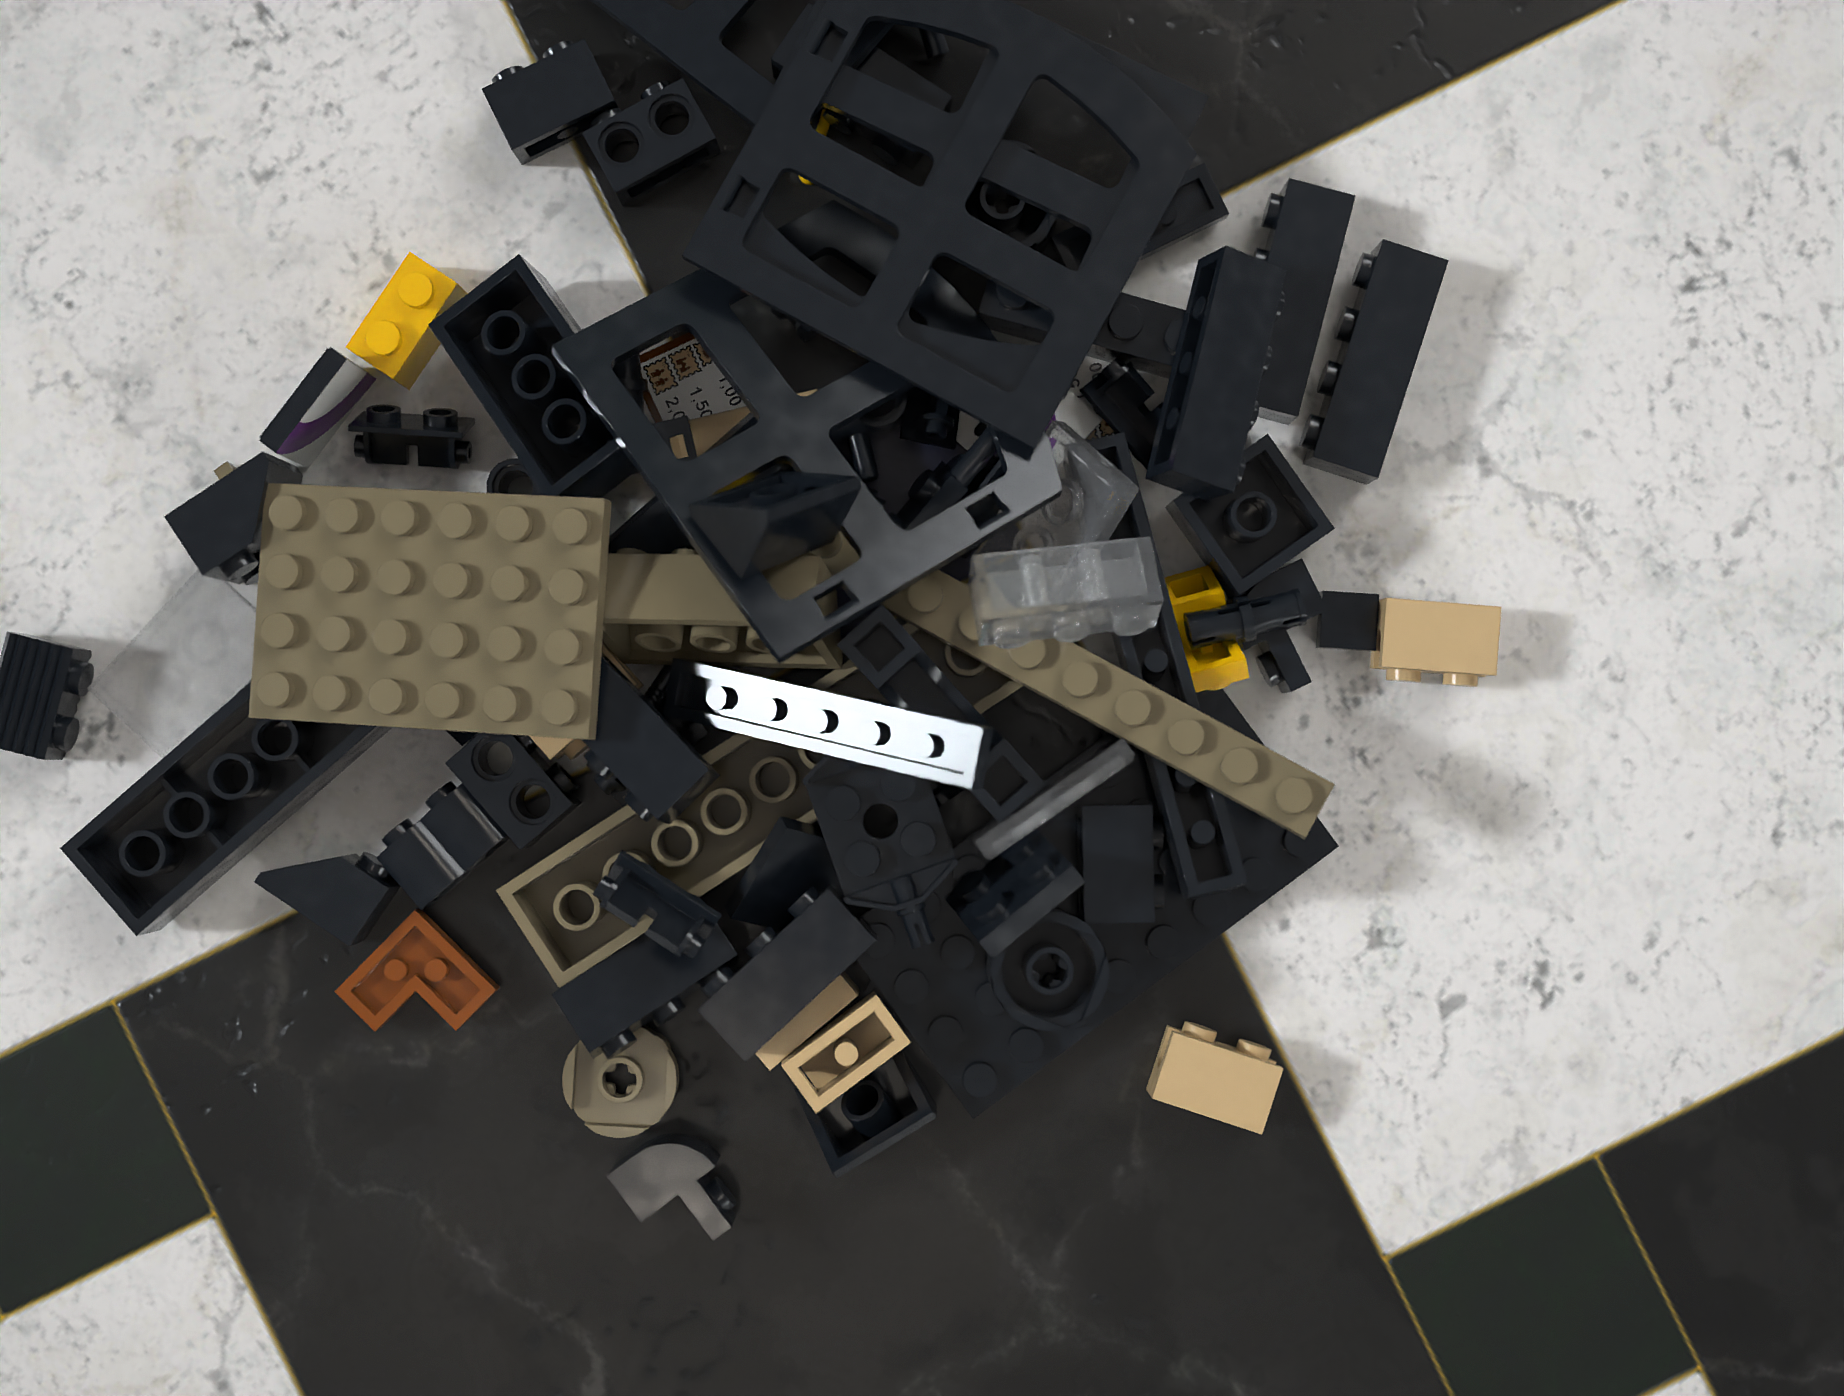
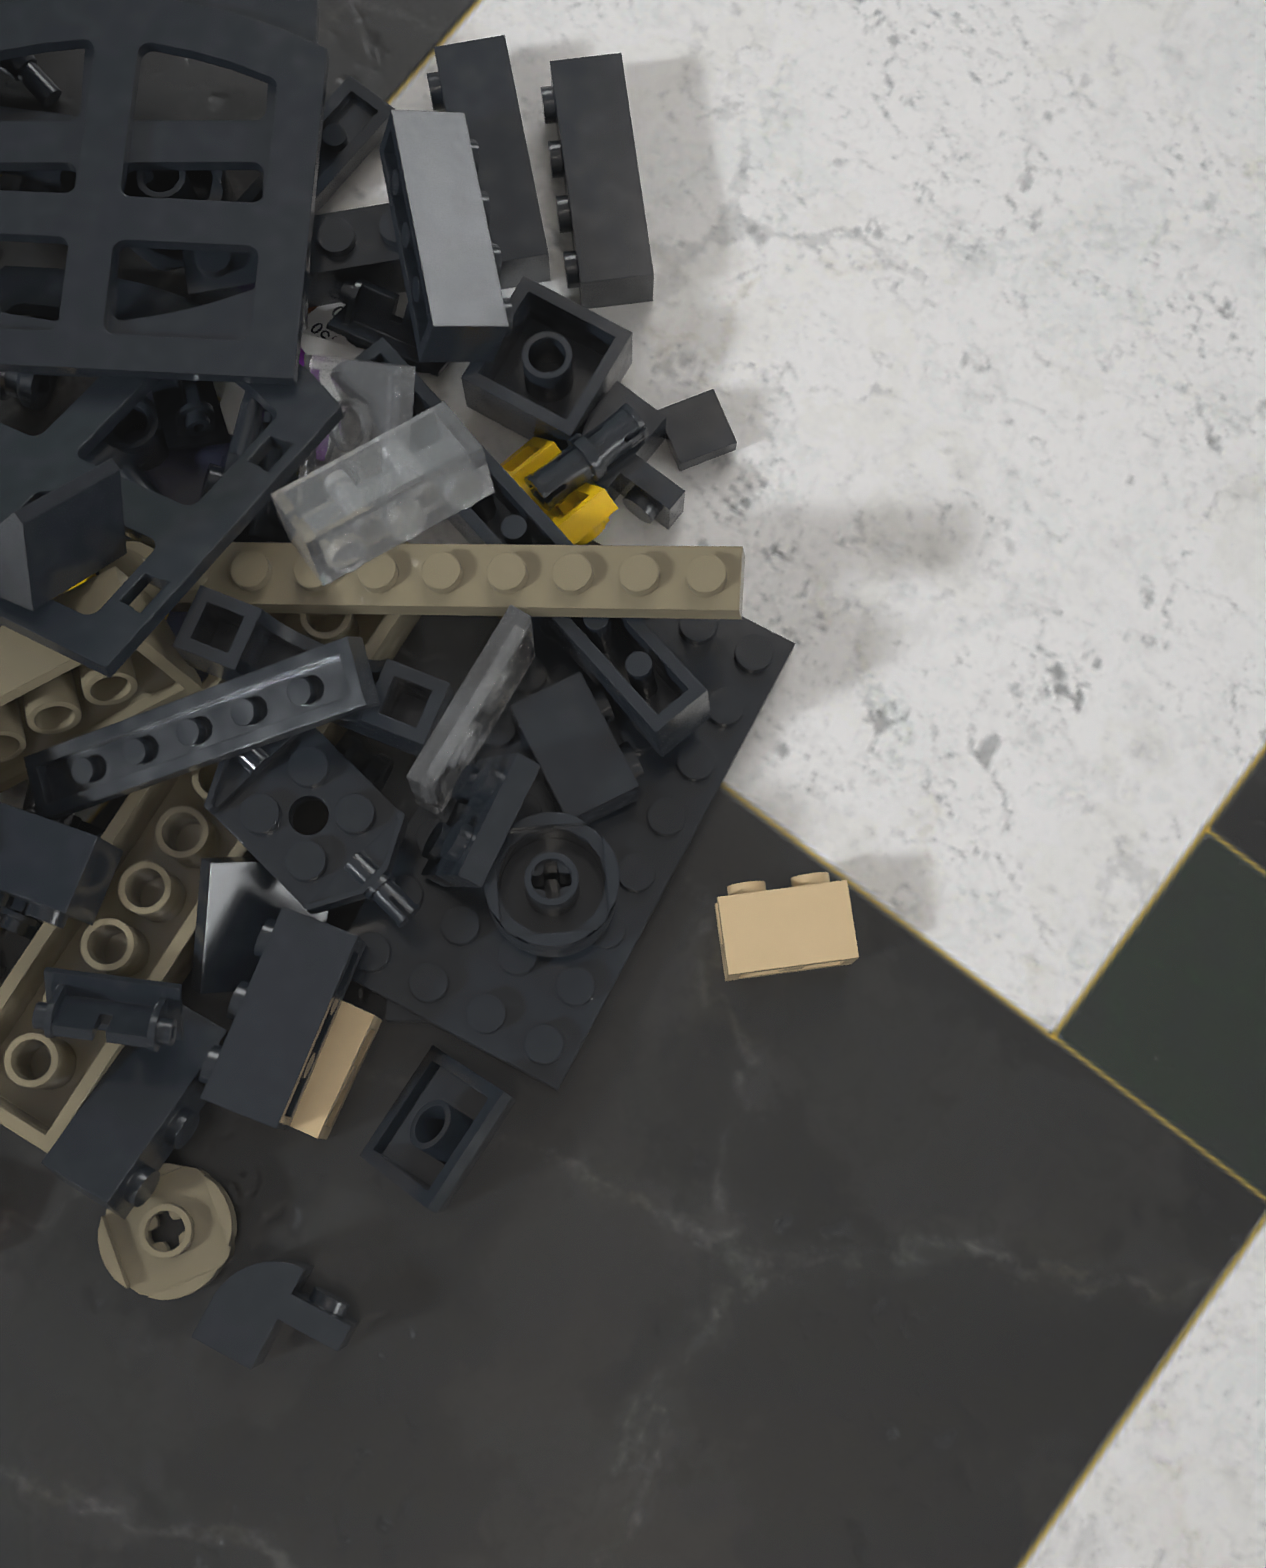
camera: 25 degrees left, 10 degrees down
(845, 1051) = (386, 1077): tan brick -> none
(1437, 640) = (789, 403): tan brick -> none

